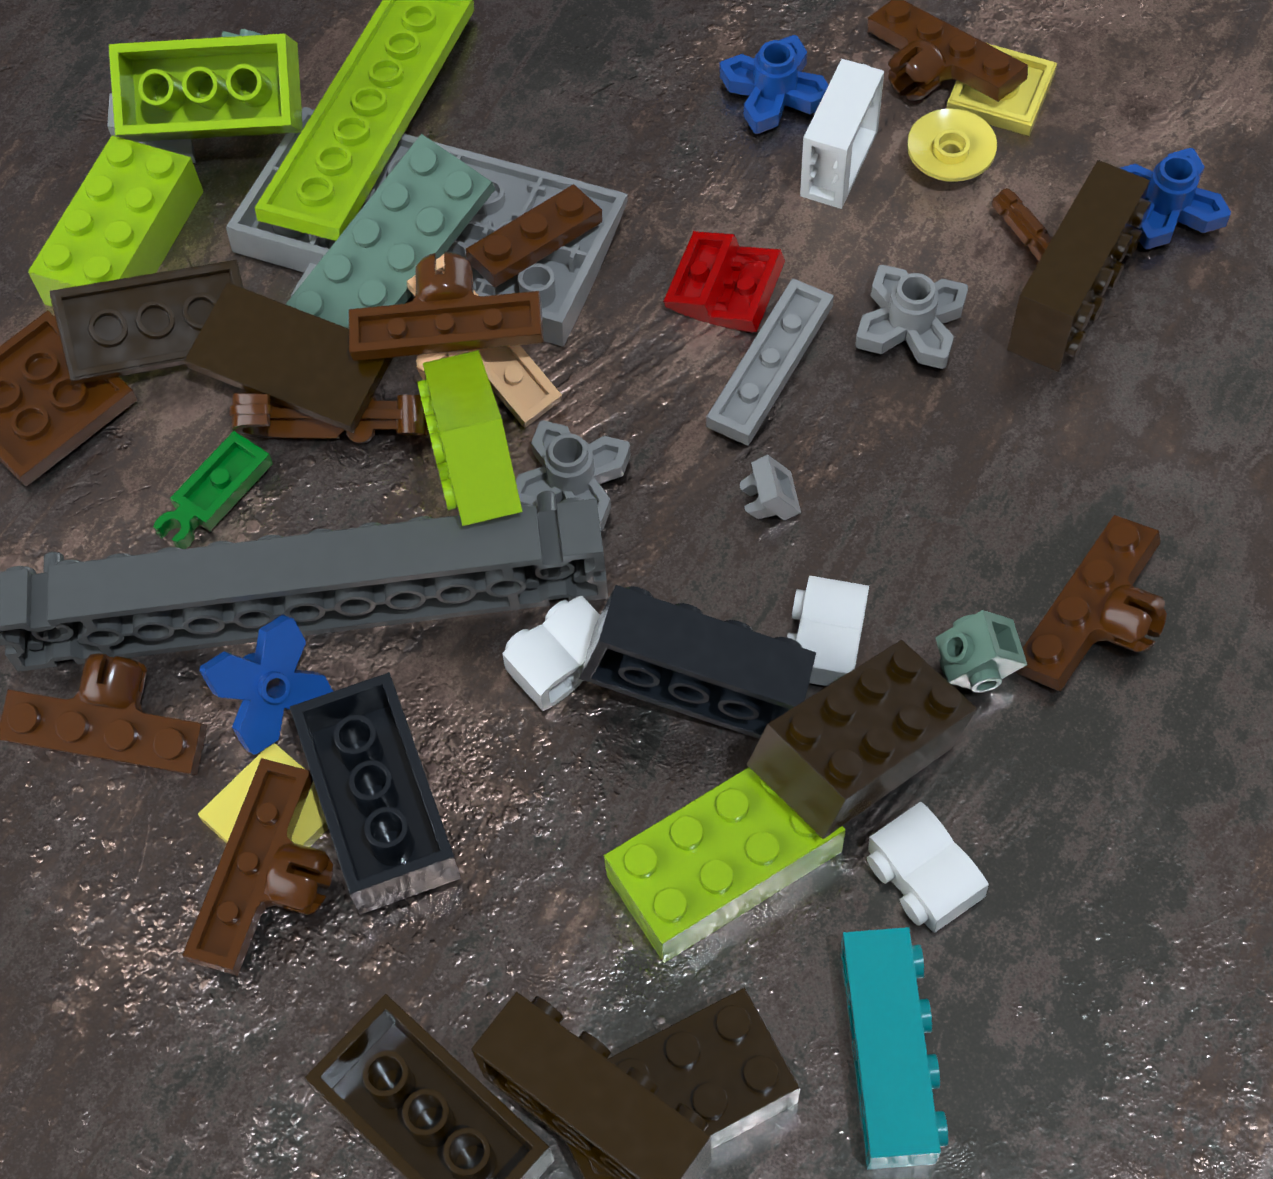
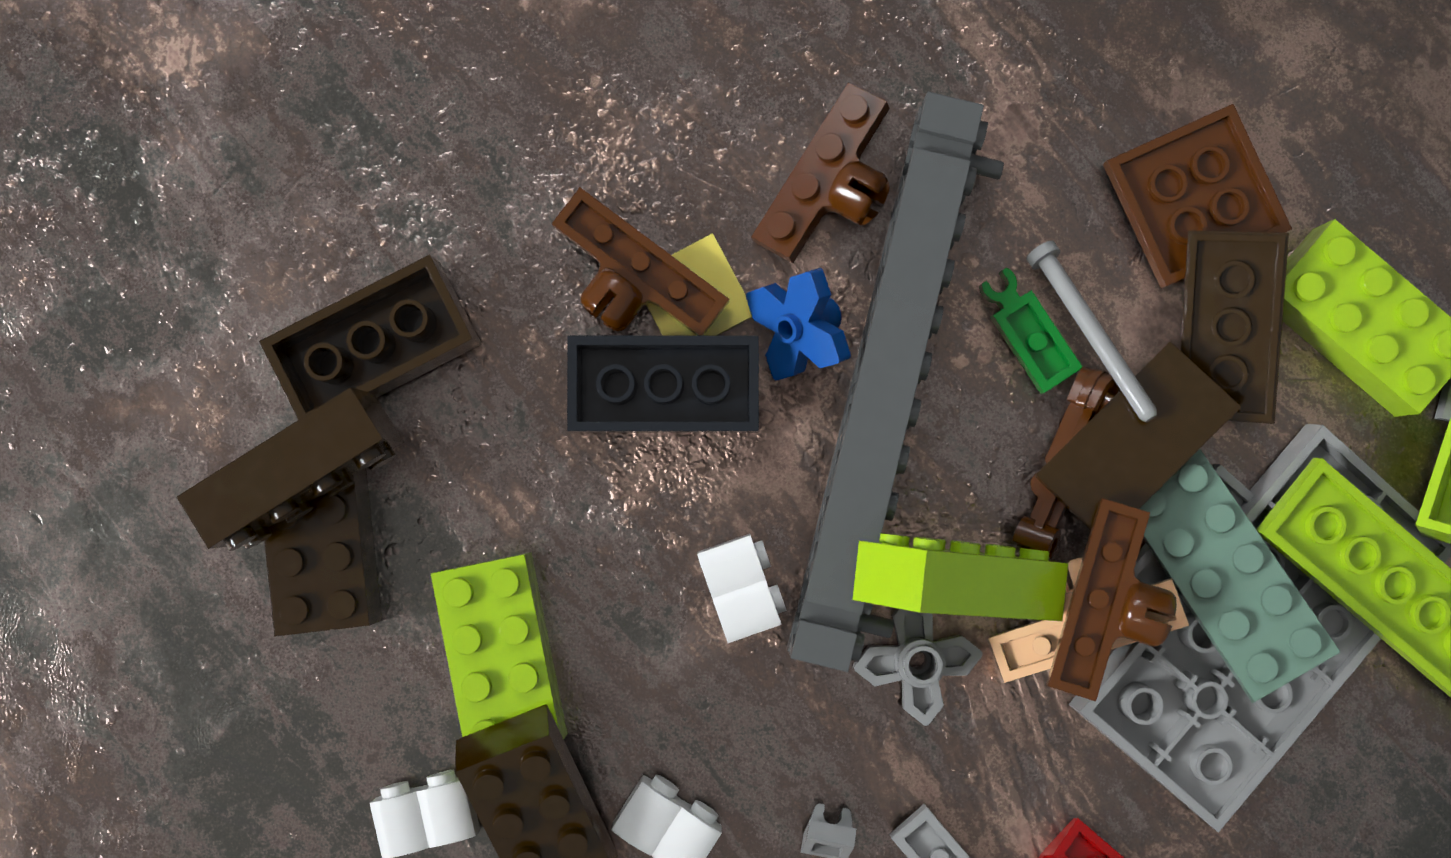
camera: 105 degrees right, 25 degrees up
(191, 430) = (1045, 257): none -> light grey bar
(534, 235) = (1194, 722): reddish brown plate -> none
(695, 662) = (661, 701): black brick -> none
(890, 1049) = (292, 721): teal brick -> none

